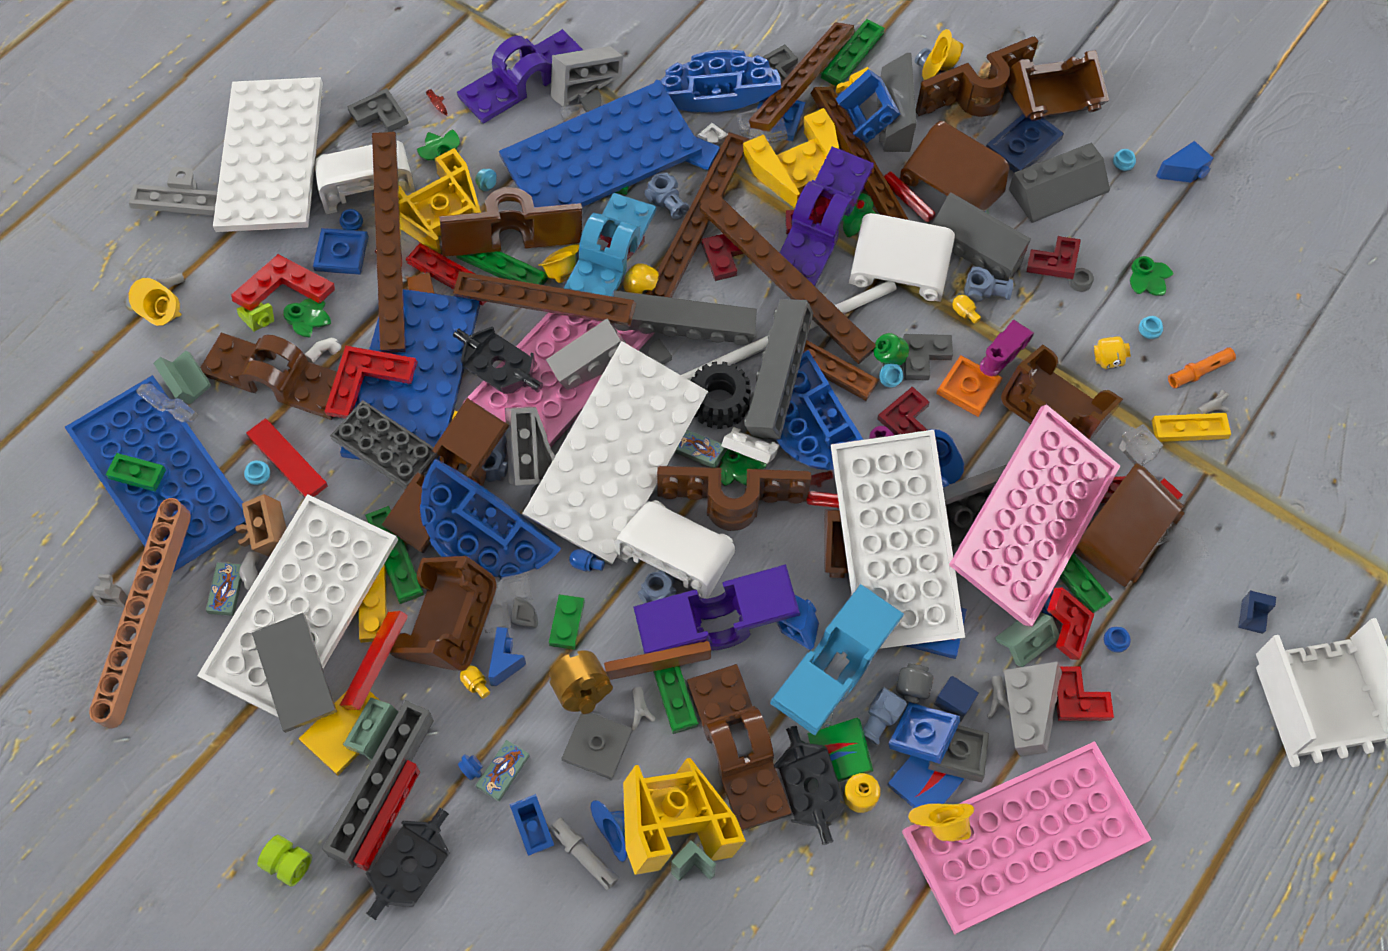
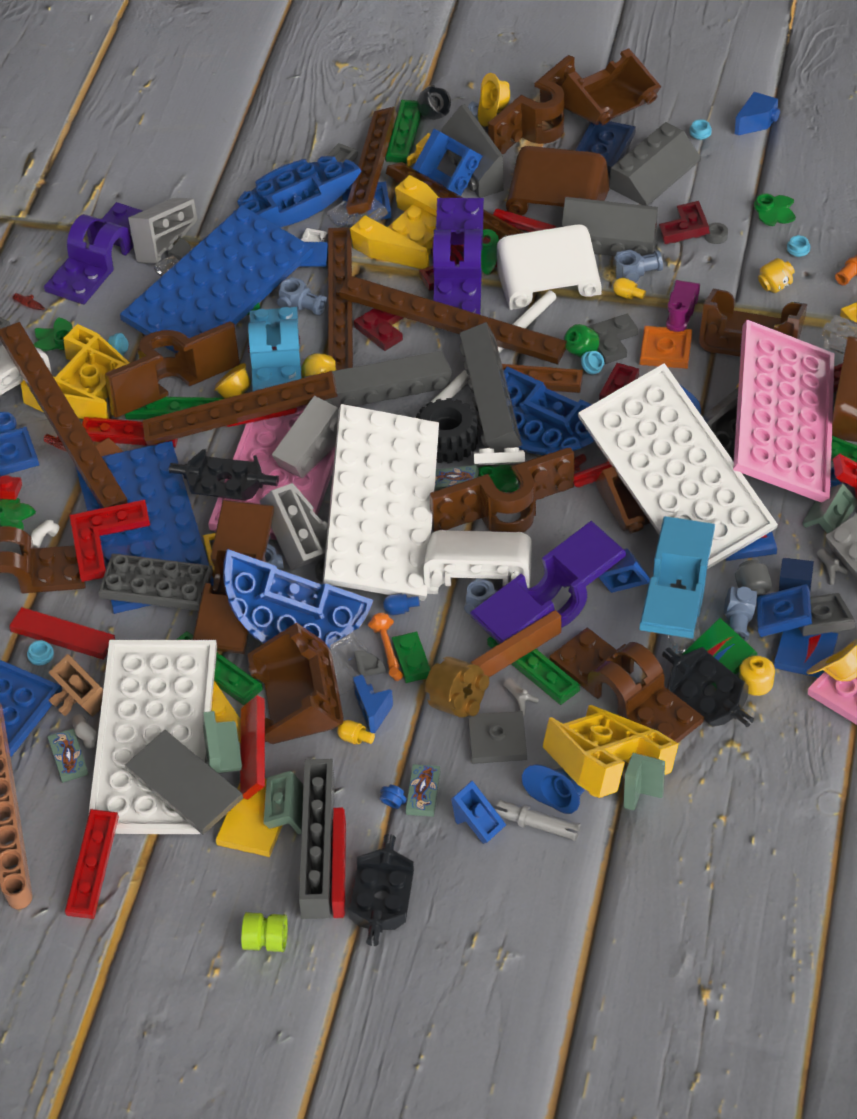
camera: 20 degrees left, 15 degrees down
(182, 715) = (91, 864): none -> red tile
(345, 647) = (221, 744): none -> sand green panel
(556, 575) = (381, 623): none -> orange piece
(892, 34) = (434, 102): none -> black hair

